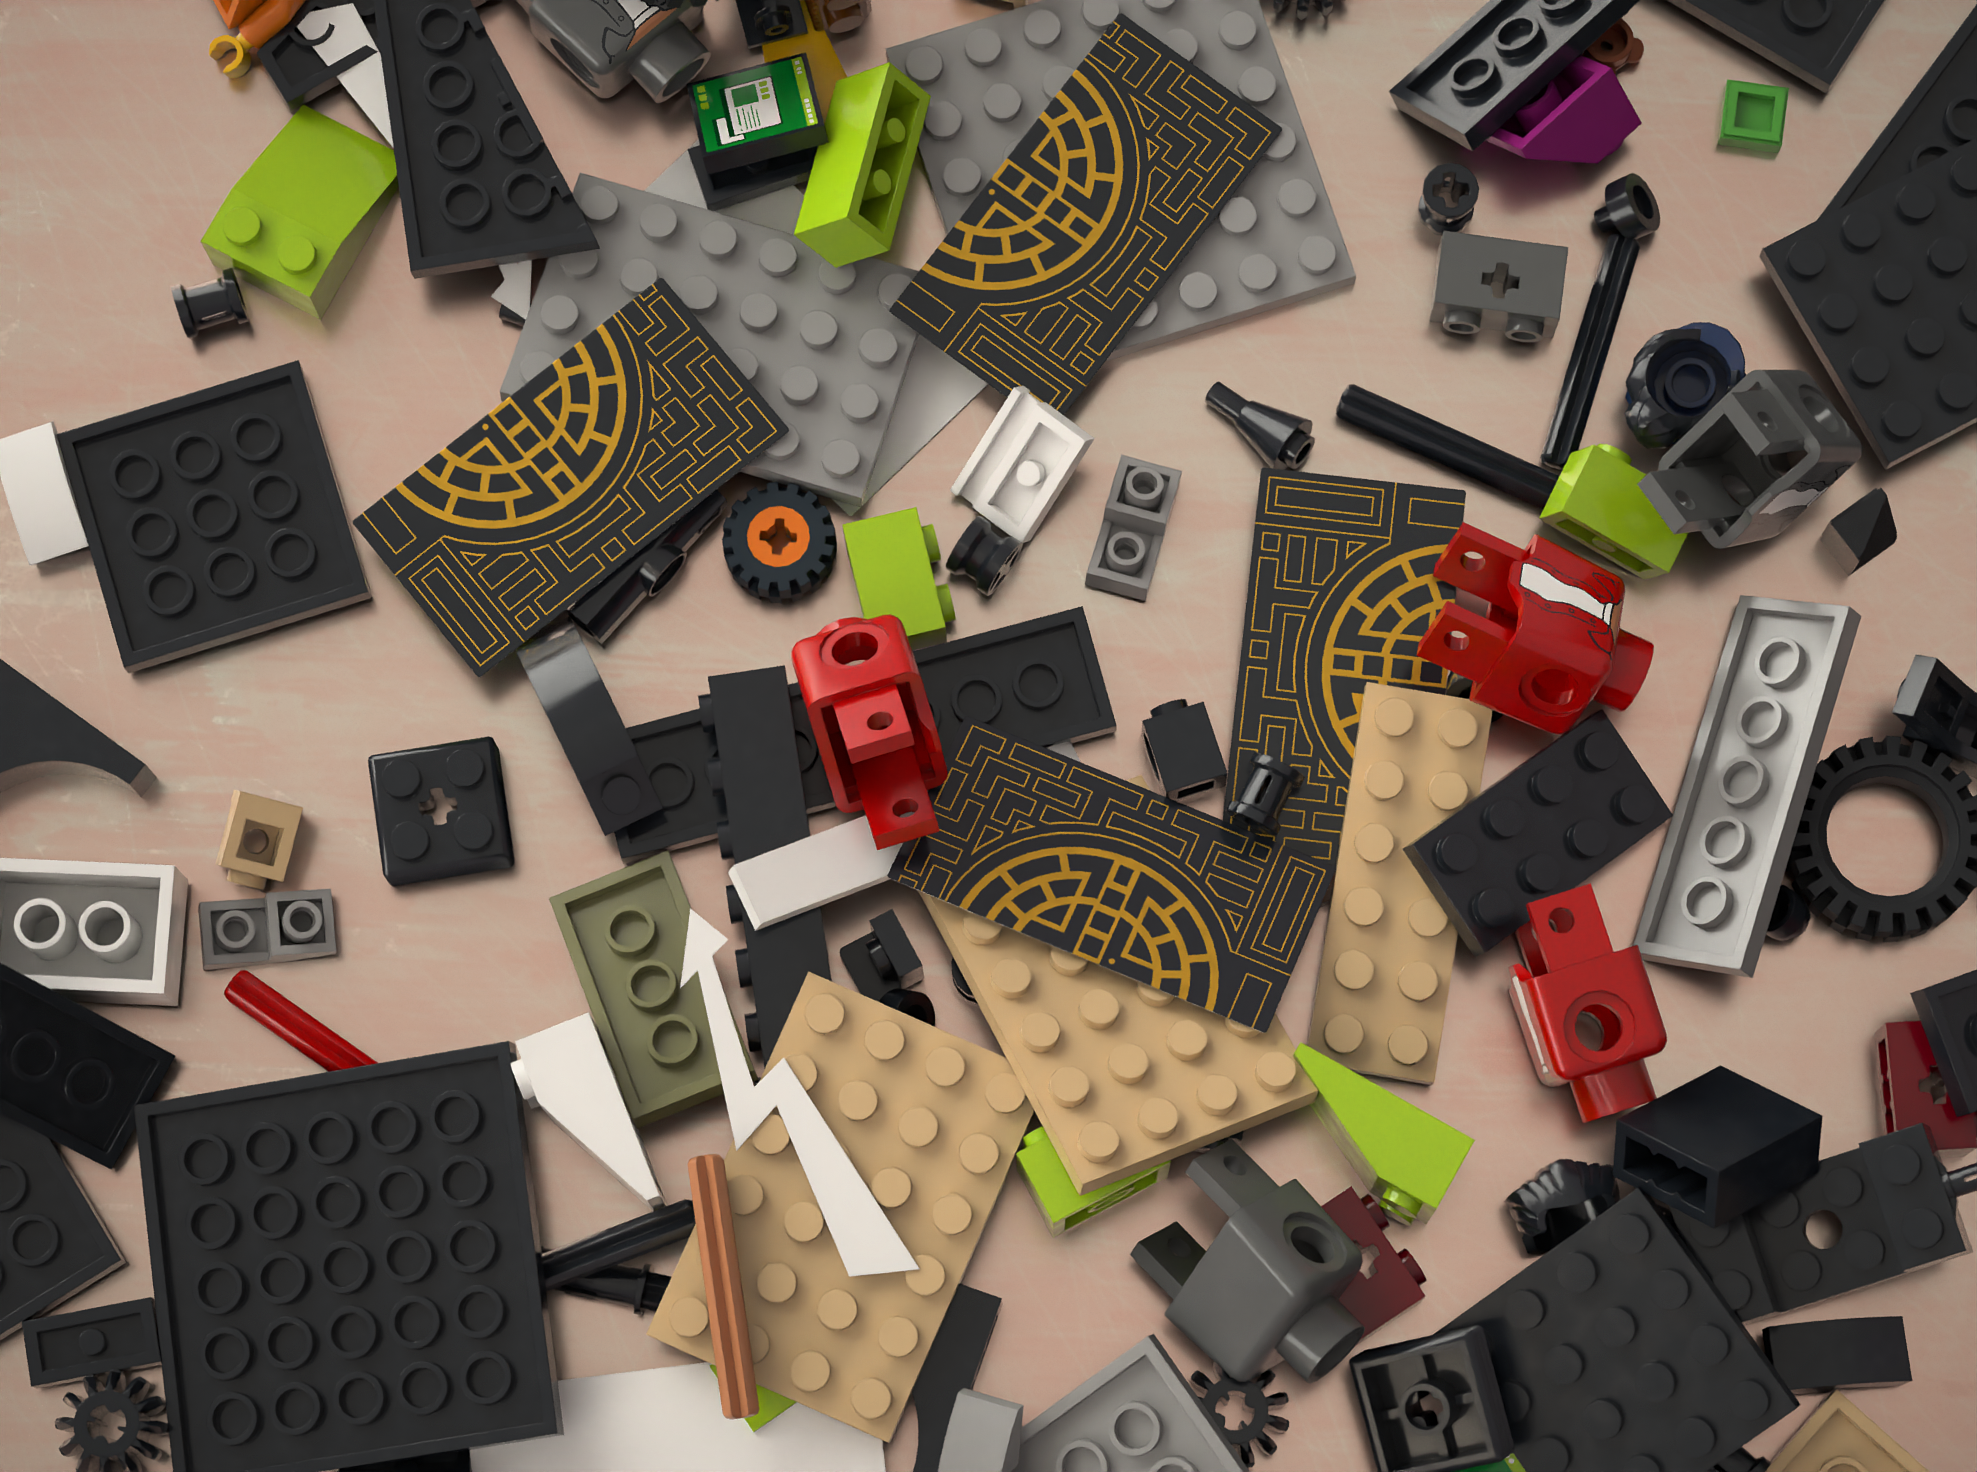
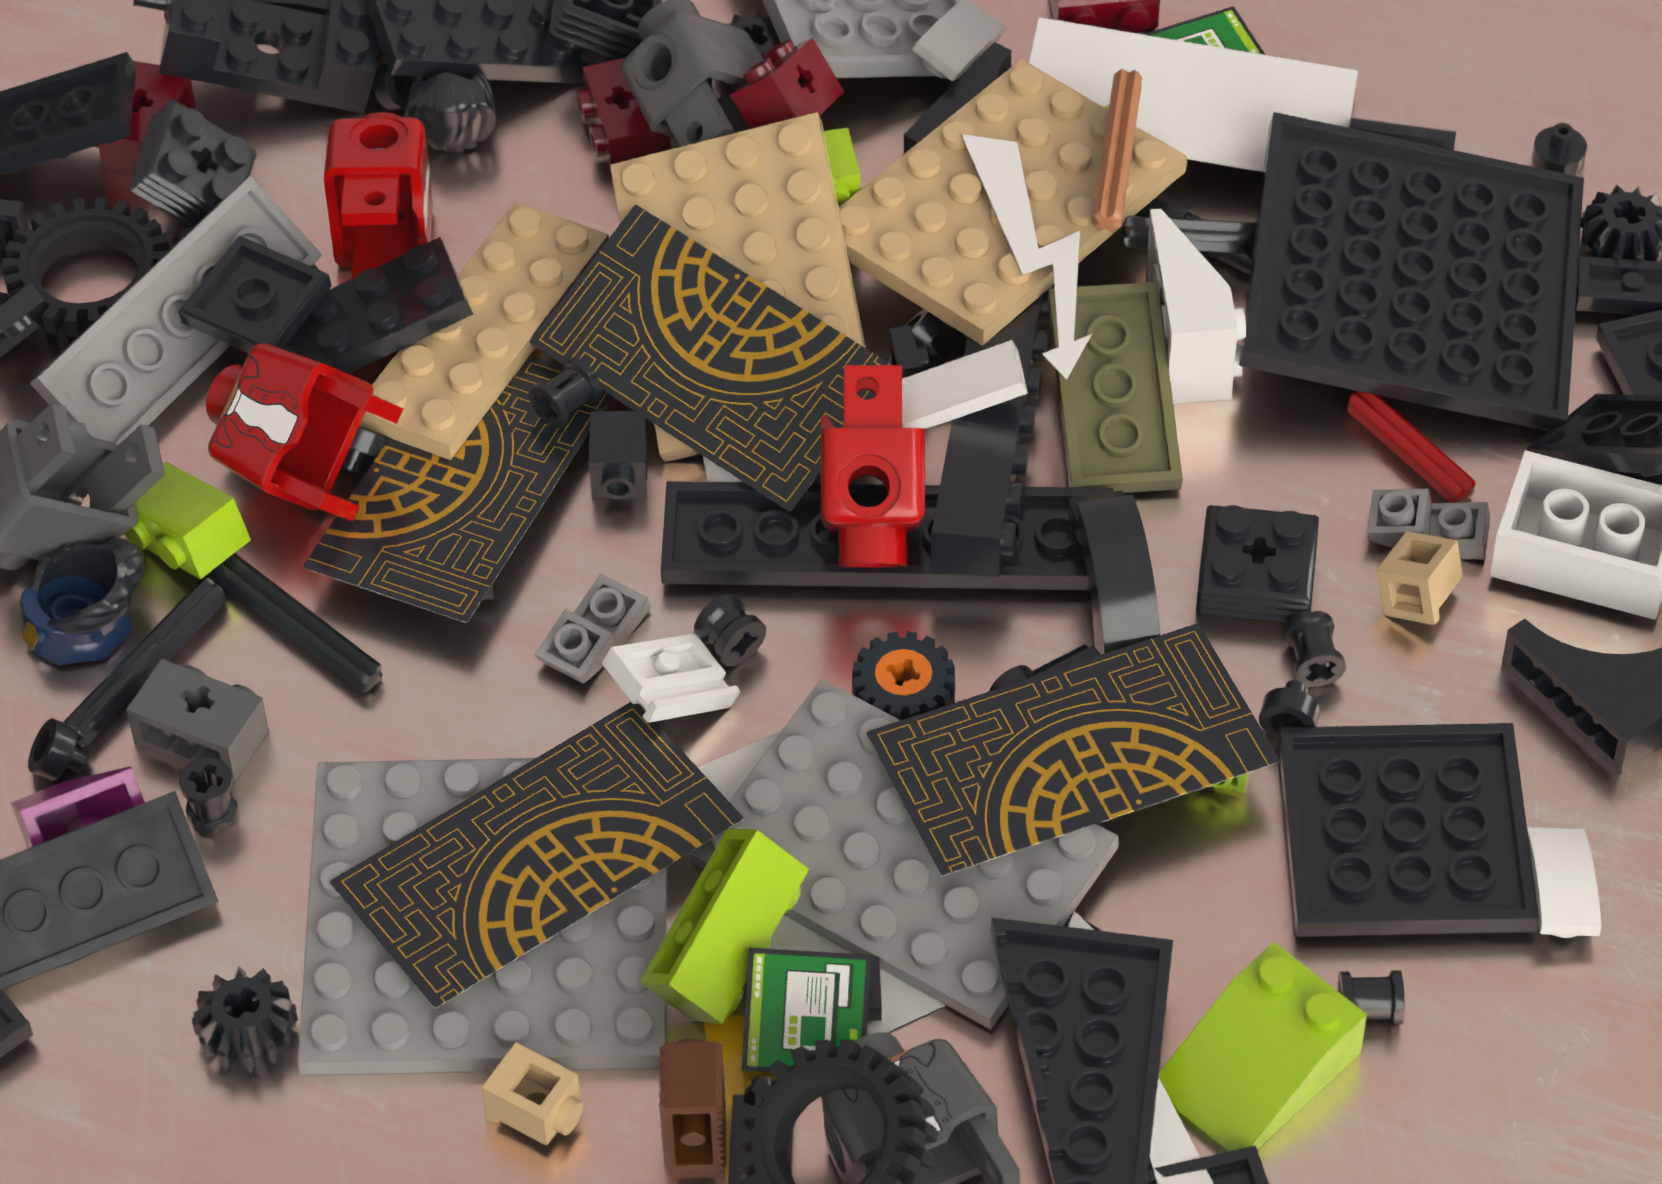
camera: 165 degrees left, 25 degrees down
(354, 712) = (1314, 649): none -> black bush
(362, 621) = (1288, 708): none -> black tile
(895, 576) = (812, 626): lime brick -> none
(1145, 1266) = (787, 85): none -> dark red brick
(1275, 434) = (441, 659): black cone -> none
(1388, 1142) = (562, 154): lime slope -> none
(1664, 813) = (254, 297): none -> black tile
(1717, 1146) = (319, 77): black brick -> none
(1861, 1014) = (189, 163): none -> black brick

